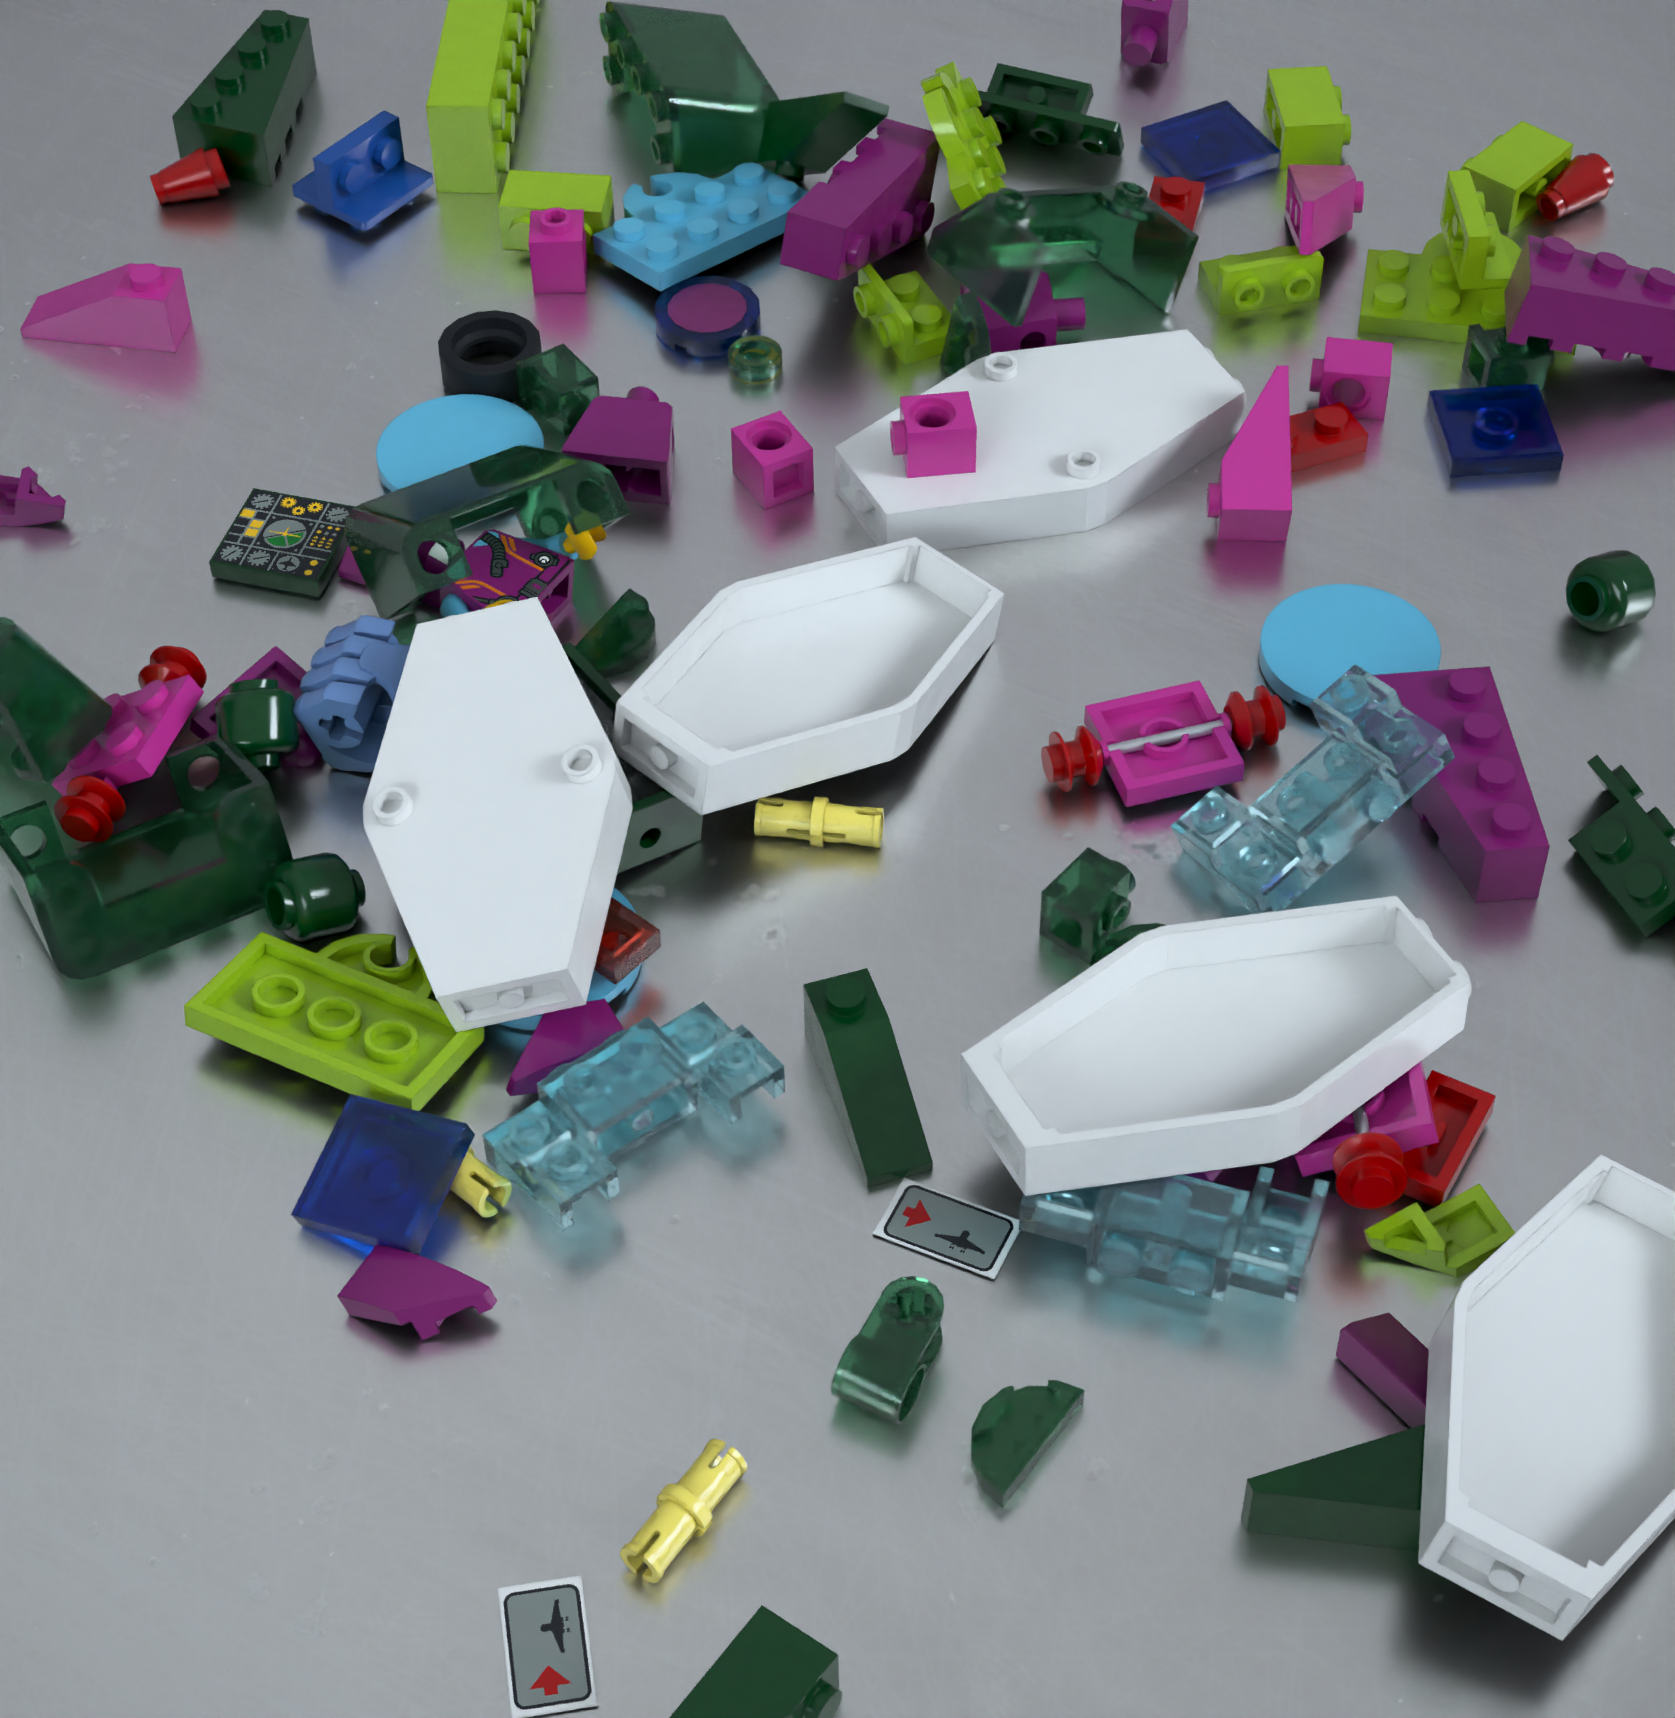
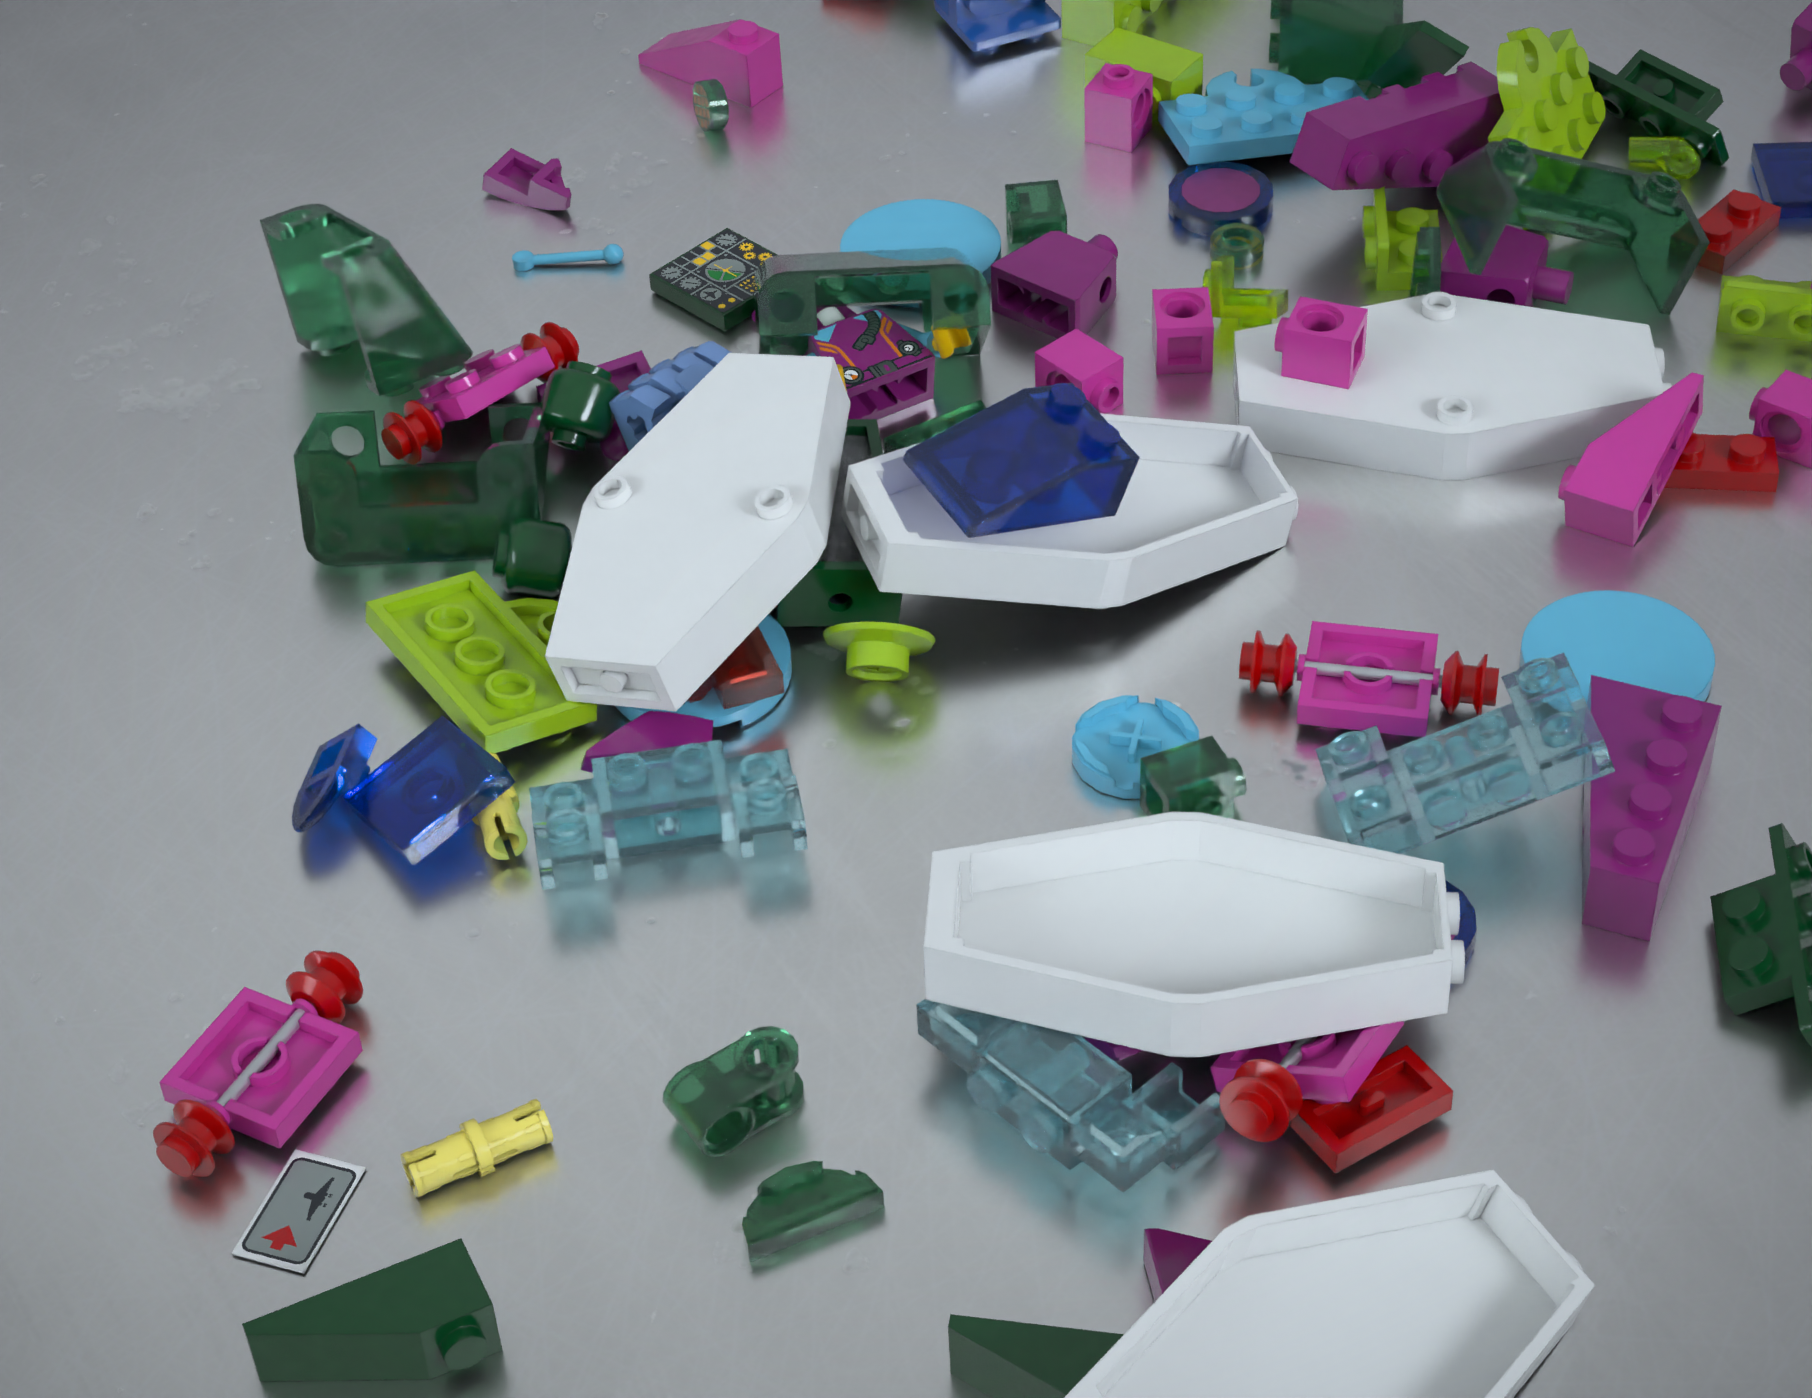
camera: 30 degrees right, 5 degrees down
(58, 585) = (525, 260): none -> medium azure hinge
(144, 362) = (710, 104): none -> clear green tile
(265, 1194) = (333, 772): none -> clear blue plate
(411, 1288) = (390, 891): magenta slope -> none
(415, 1521) = (260, 1066): none -> dark pink plate
(486, 334) = (994, 159): black tyre -> none
(711, 537) = (1084, 363): none -> dark pink brick
(719, 873) = (878, 648): none -> lime piece
(782, 642) = (1027, 463): none -> clear blue slope
(814, 415) = (1250, 305): none -> clear neon green bracket
(819, 821) = (1005, 641): light yellow pin -> none
(865, 1076) = (882, 860): dark green slope -> none
(948, 1228) = (871, 1016): sticker -> none
(998, 879) = (1119, 733): none -> medium azure tile
(1074, 156) = (1669, 153): none -> clear neon green arm
(1447, 1238) = (1288, 1183): lime slope -> none

